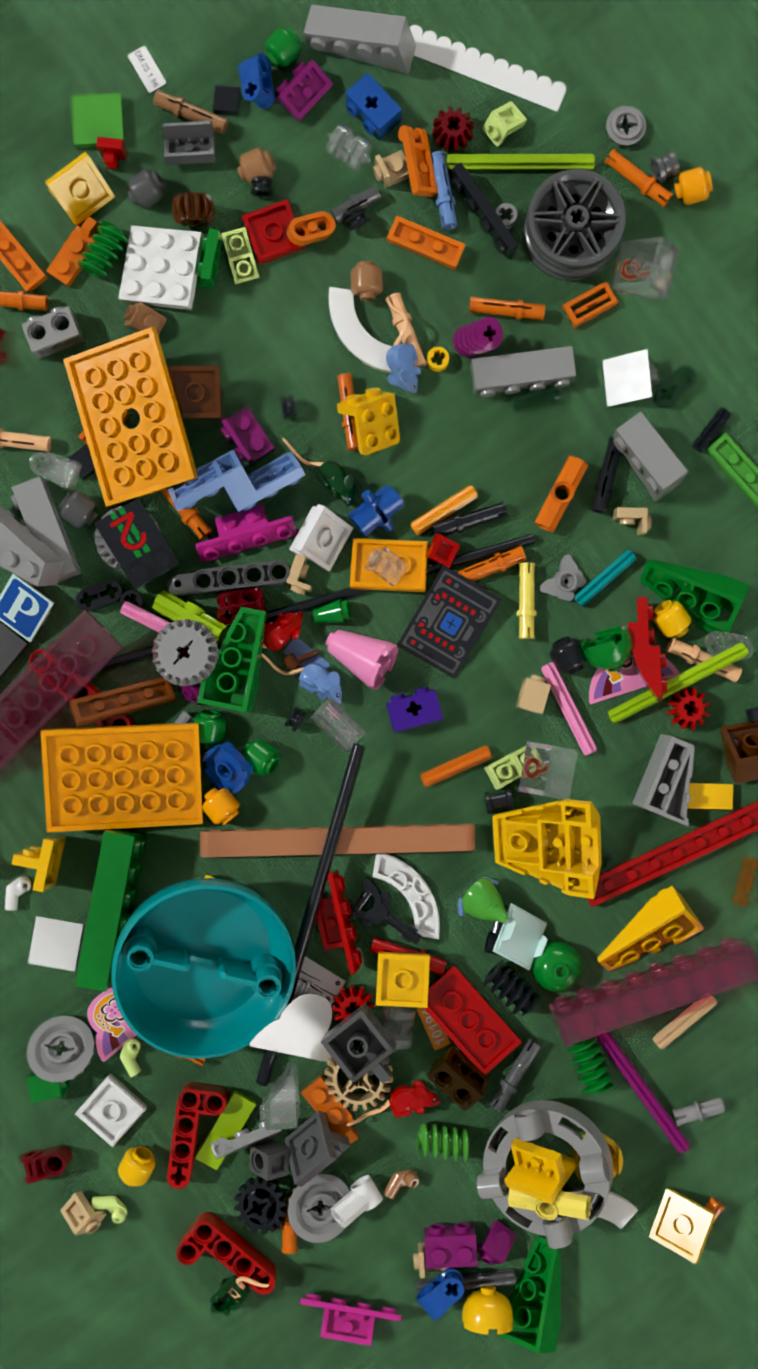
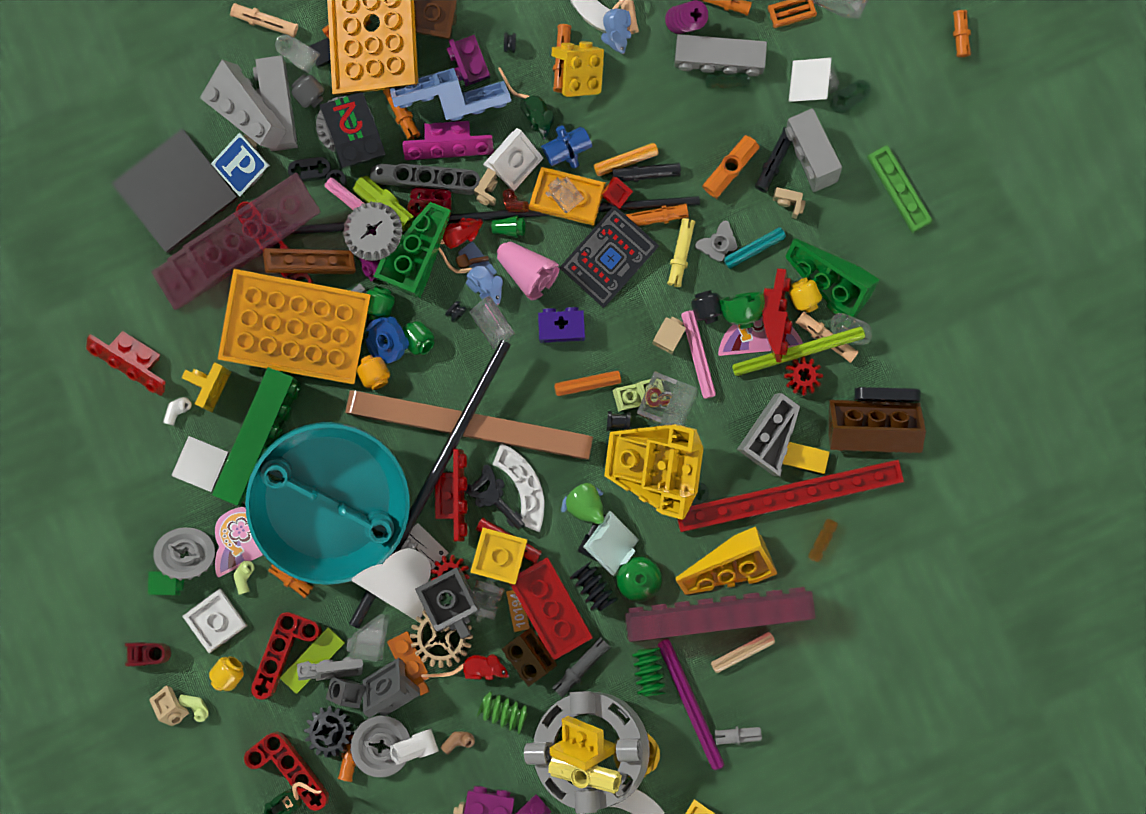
camera: 15 degrees right, 5 degrees down
(330, 585) = (512, 203): none -> clear red arm
(441, 351) = (649, 37): yellow bush -> none
(711, 430) = (875, 140): black axle -> none

